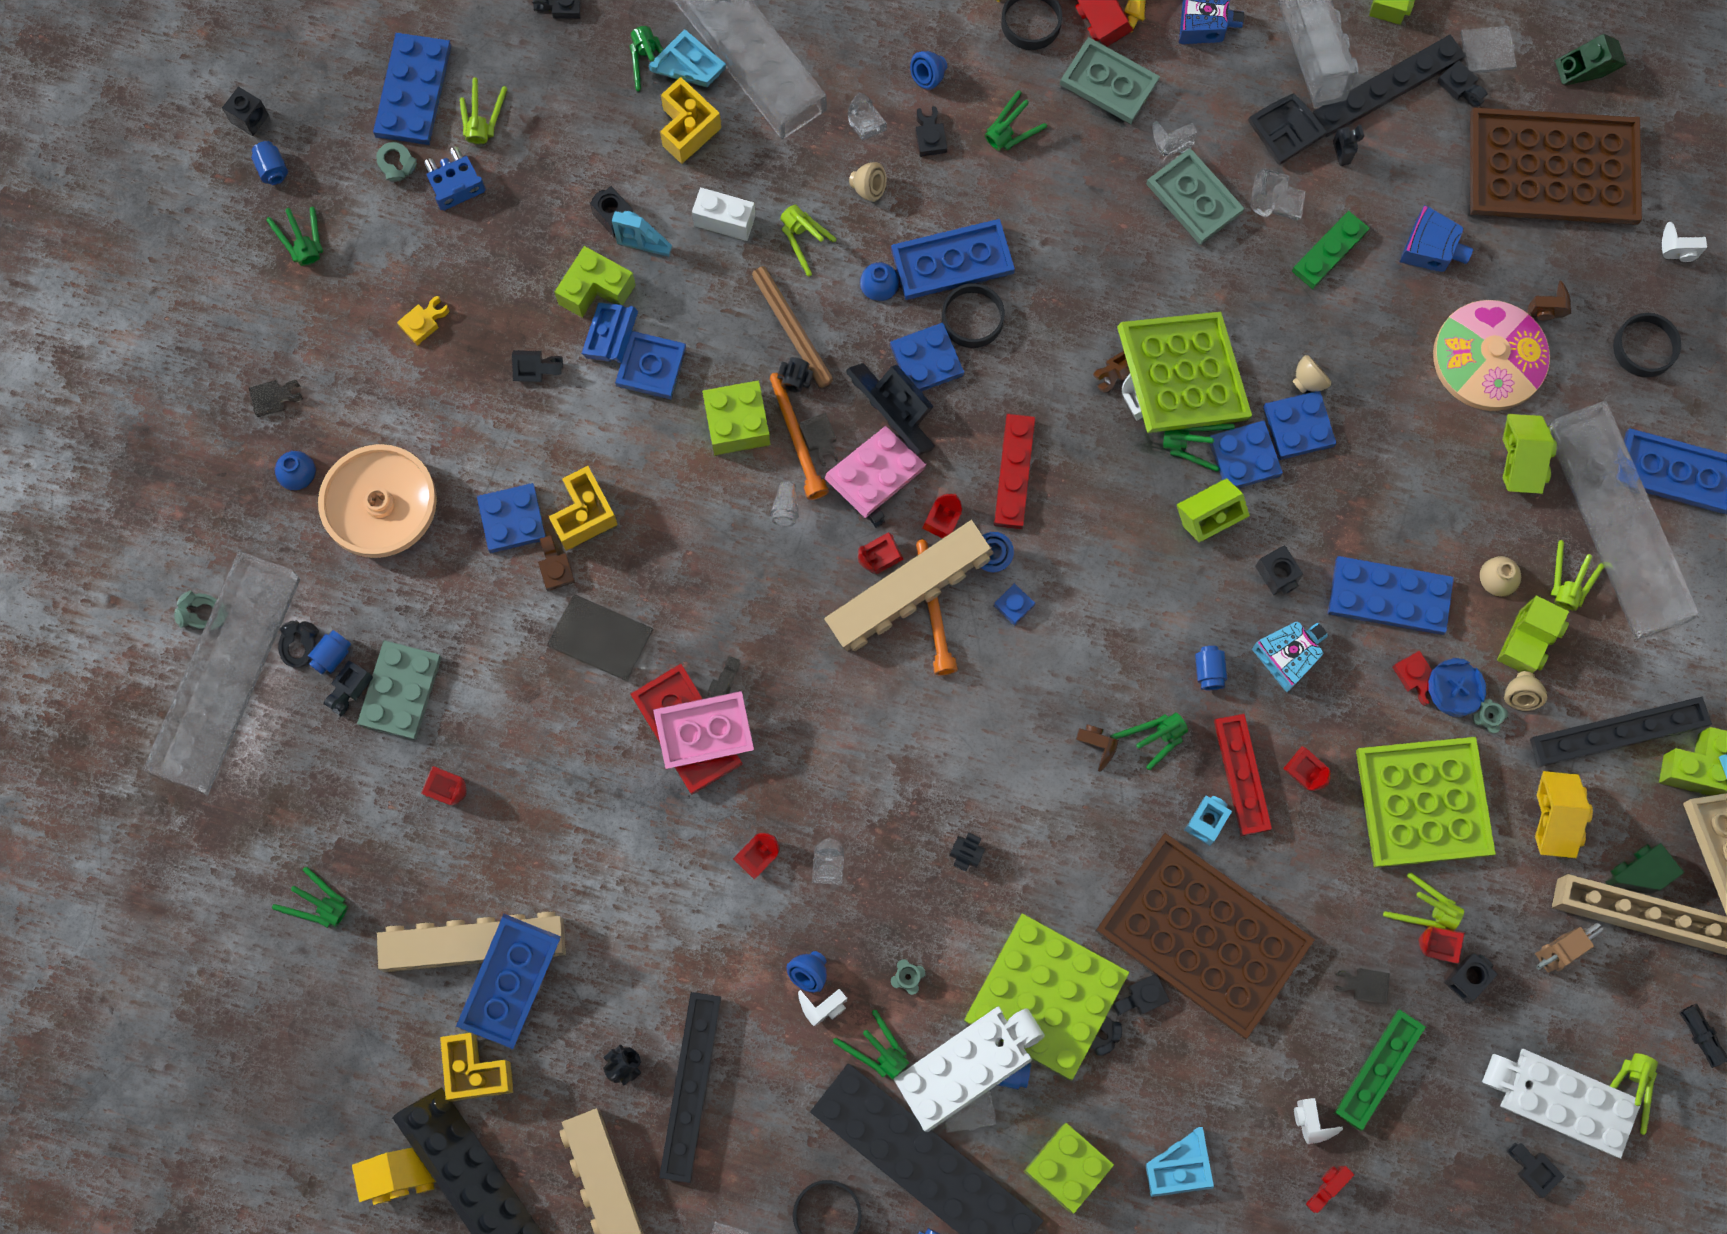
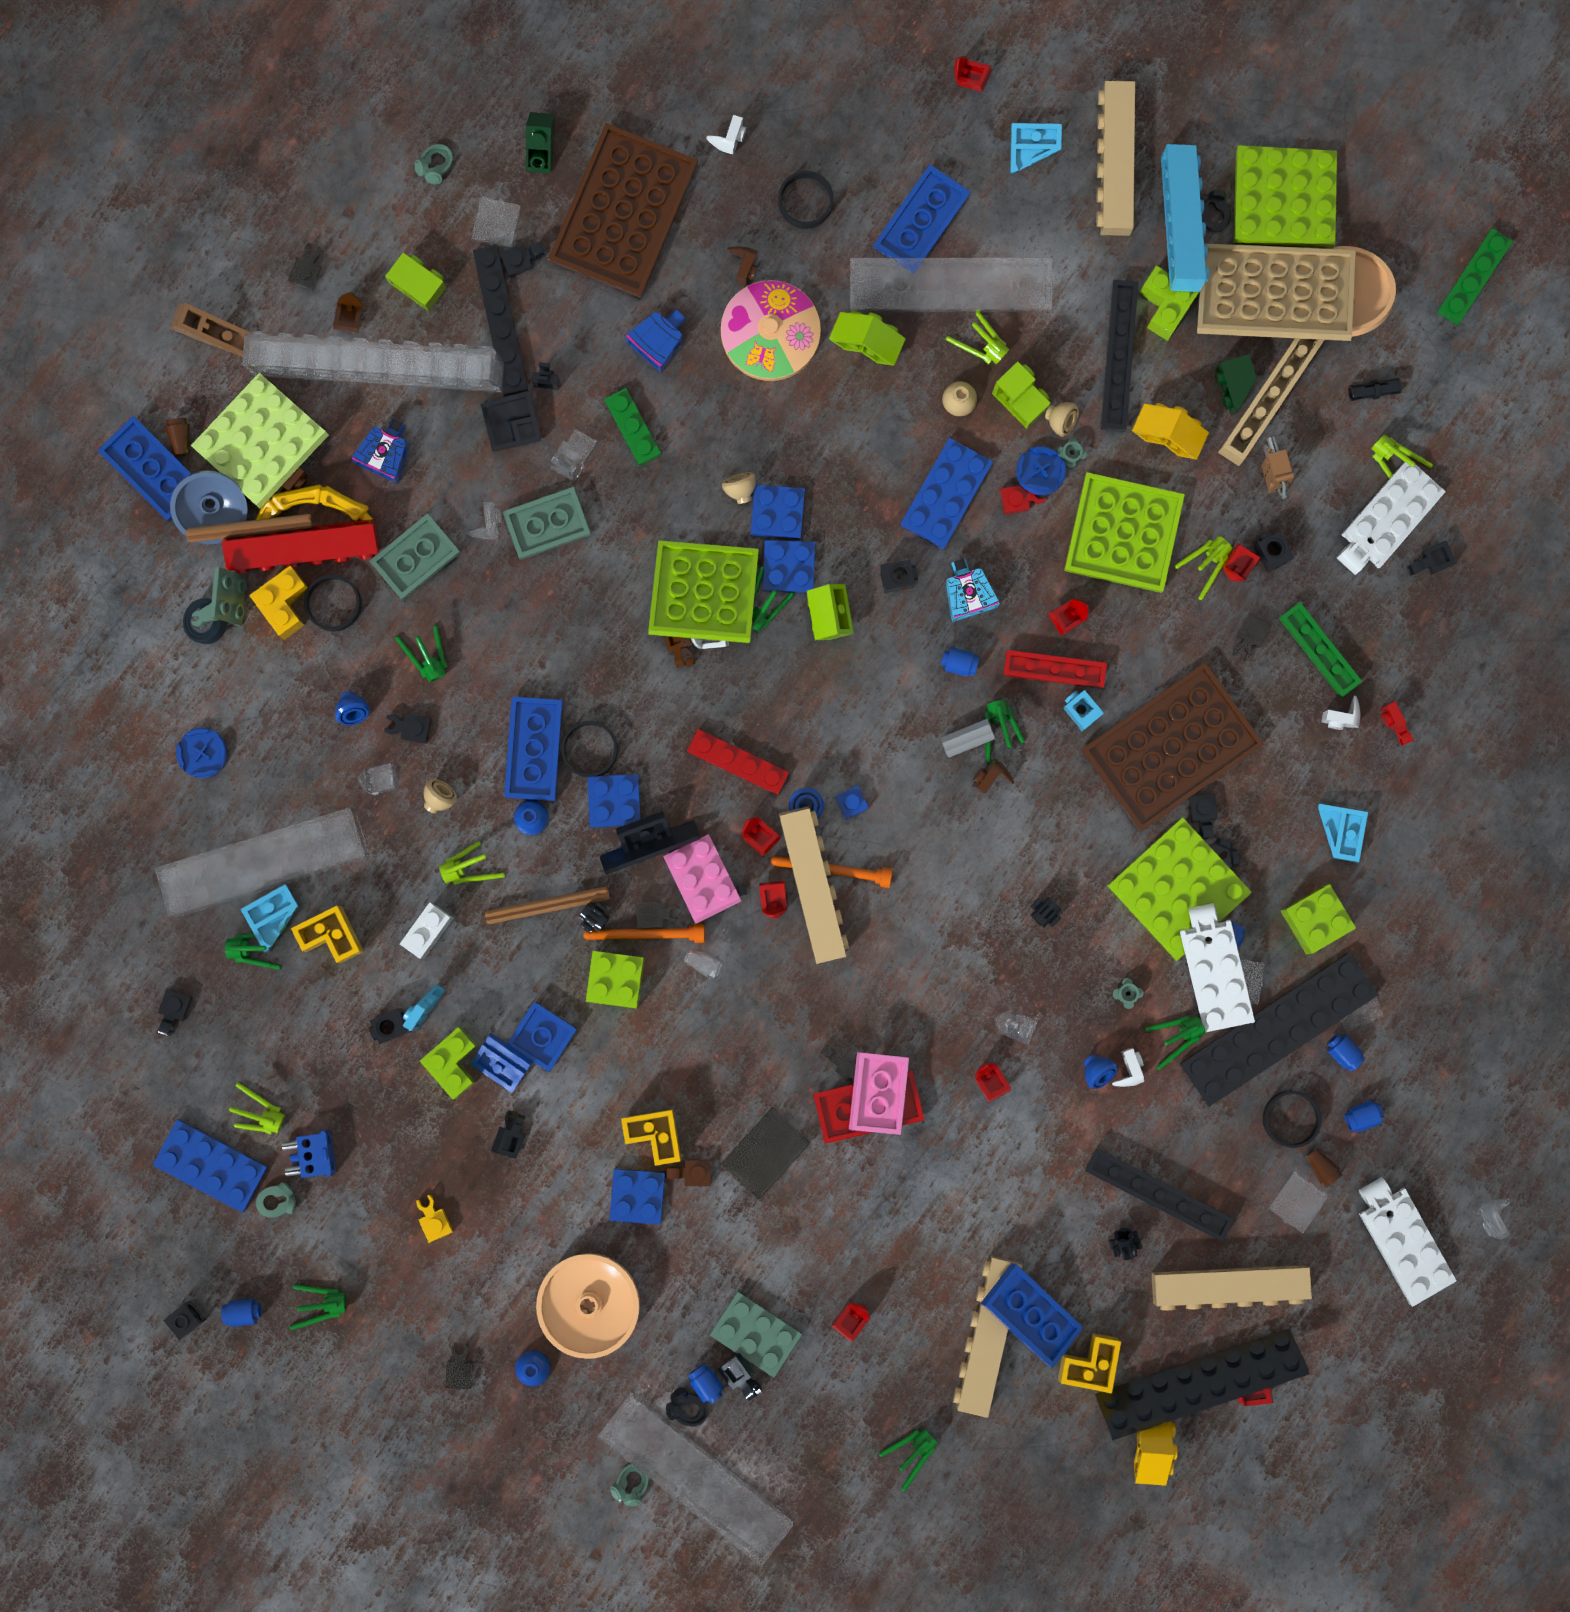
camera: 70 degrees left, 10 degrees up
(1130, 703) = (968, 738): none -> light grey axle

